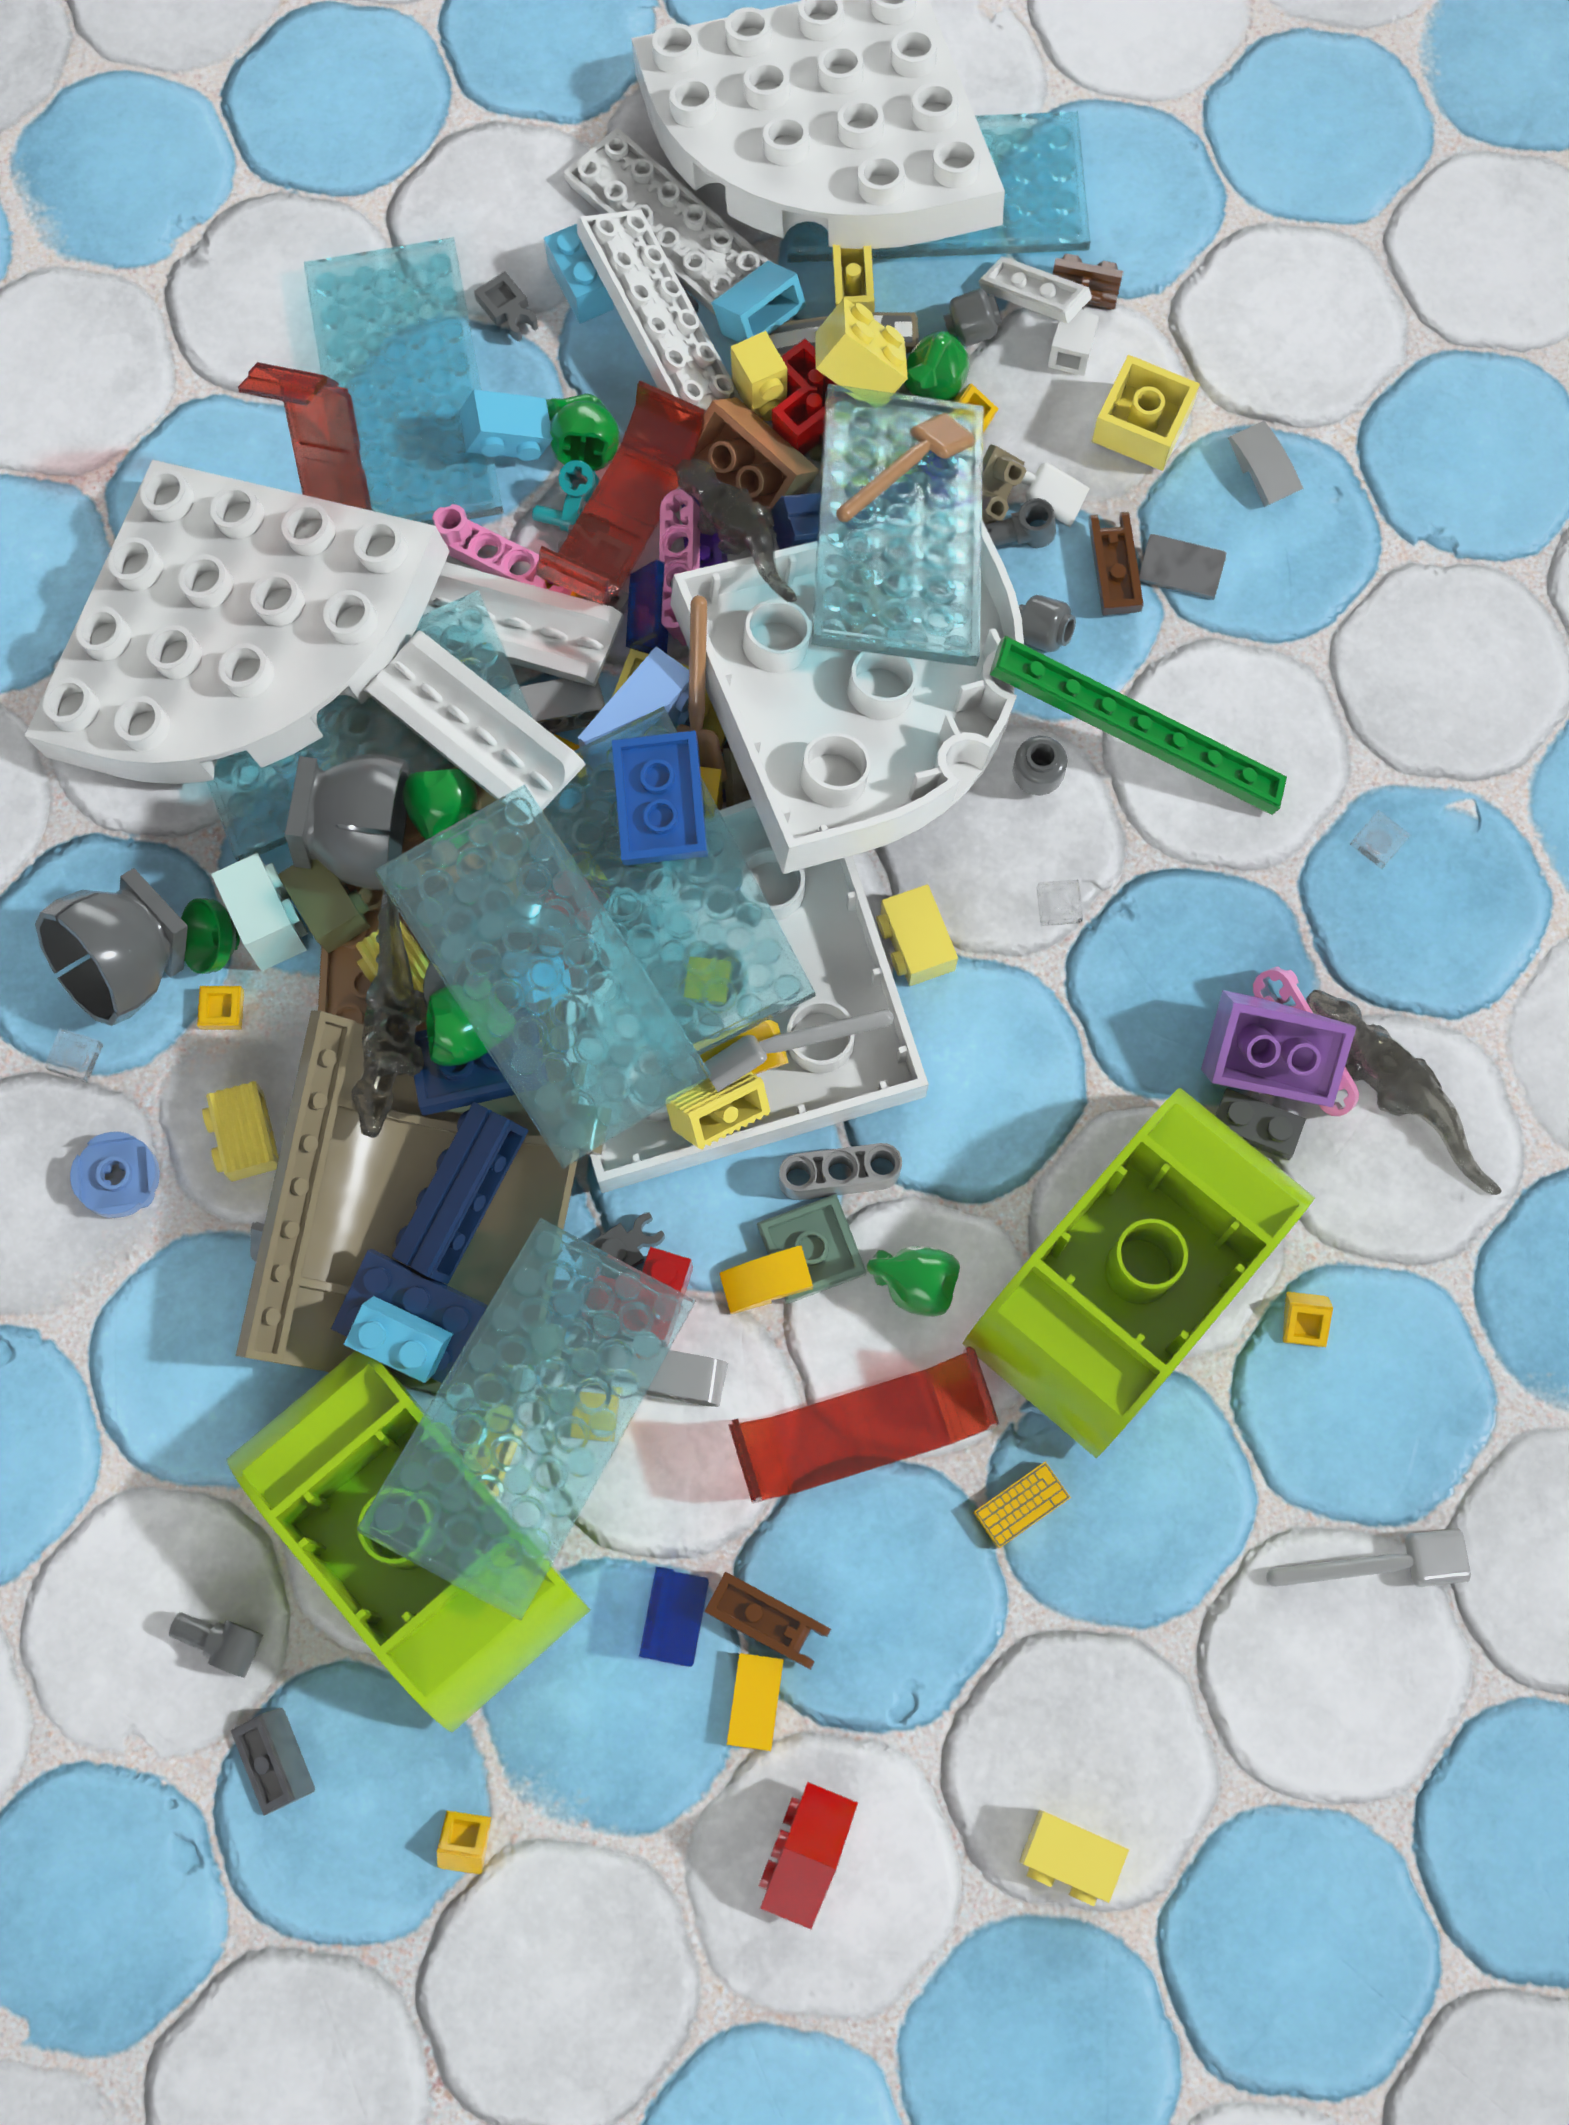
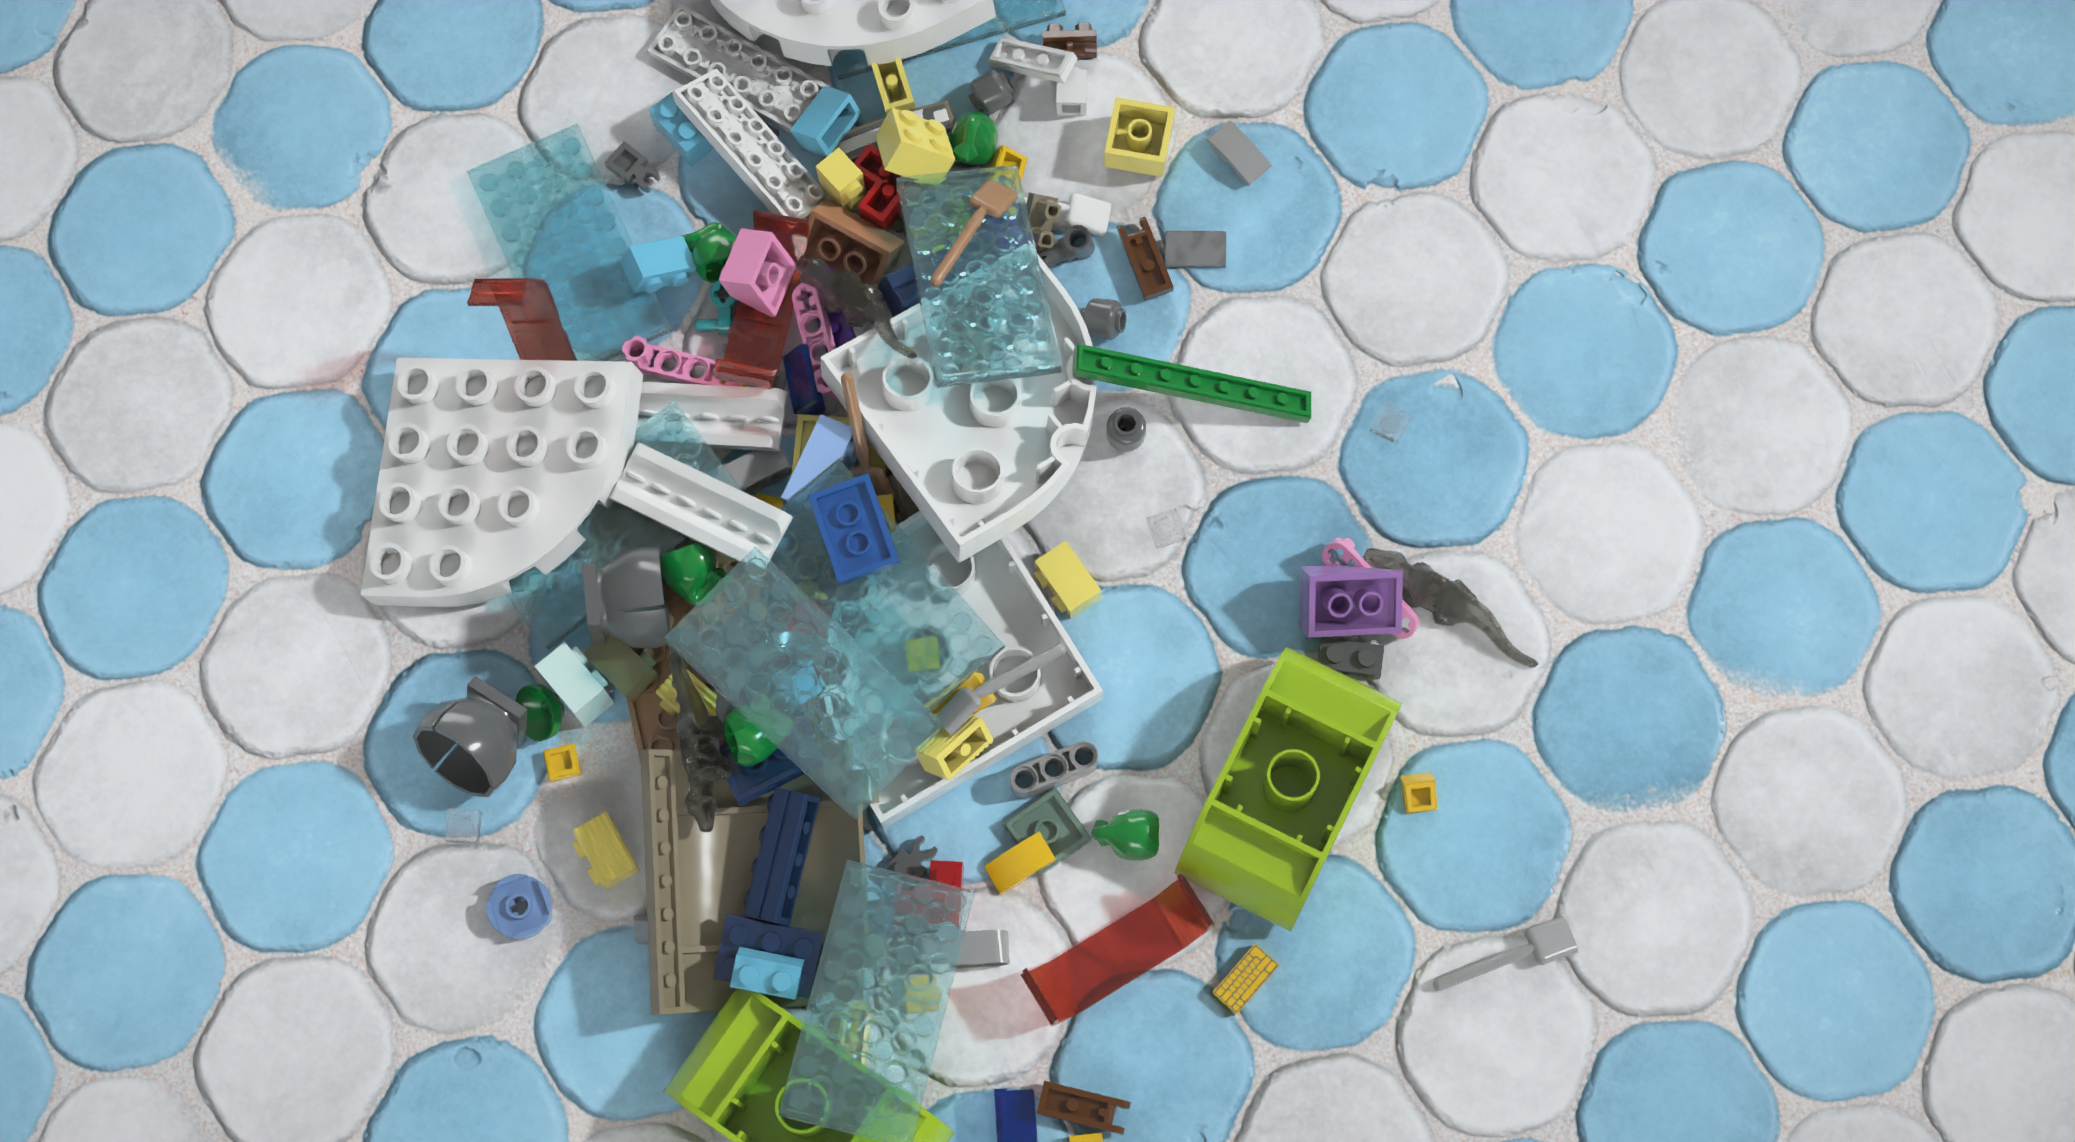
camera: 10 degrees left, 0 degrees up
(626, 458) = (758, 271): none -> bright pink slope

